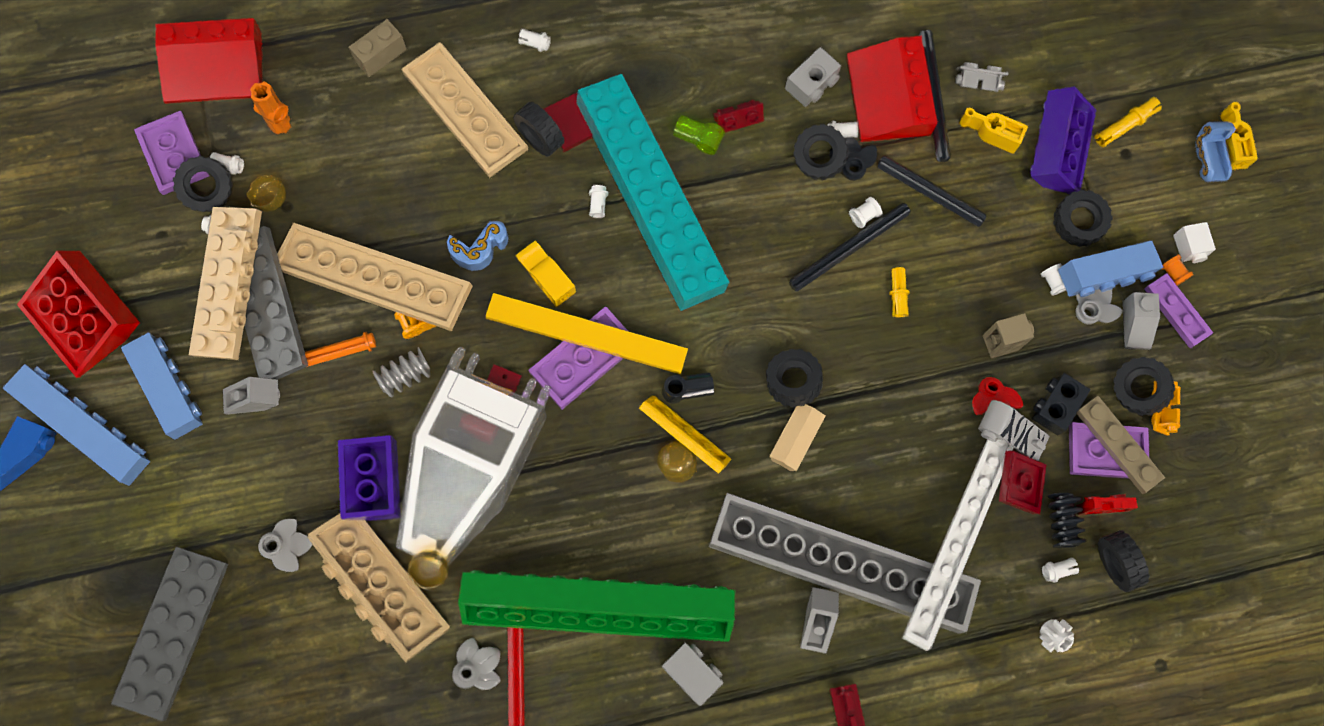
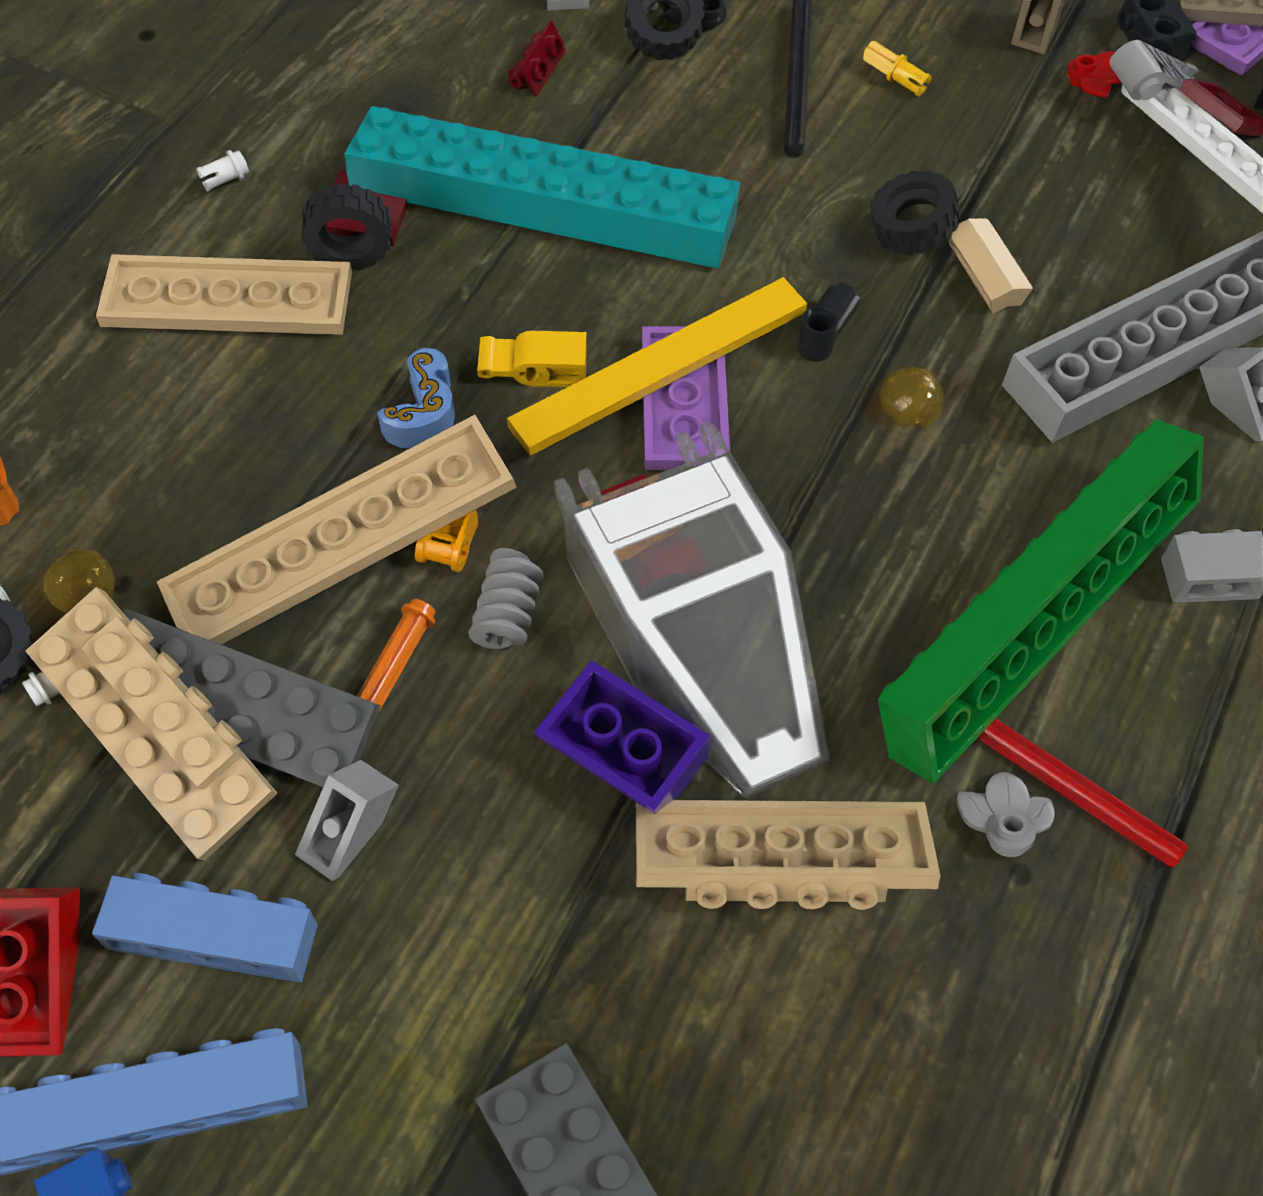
camera: 45 degrees left, 15 degrees down
(289, 545) = (616, 934): light grey plate -> none
(377, 48) = (37, 321): dark tan brick -> none
(428, 569) = (820, 763): clear yellow hair -> none
(598, 196) = (489, 243): white pin -> none
(685, 433) = (886, 360): yellow tile -> none
(705, 136) = (529, 100): clear neon green piece -> none
(865, 212) = (773, 27): white bush -> none

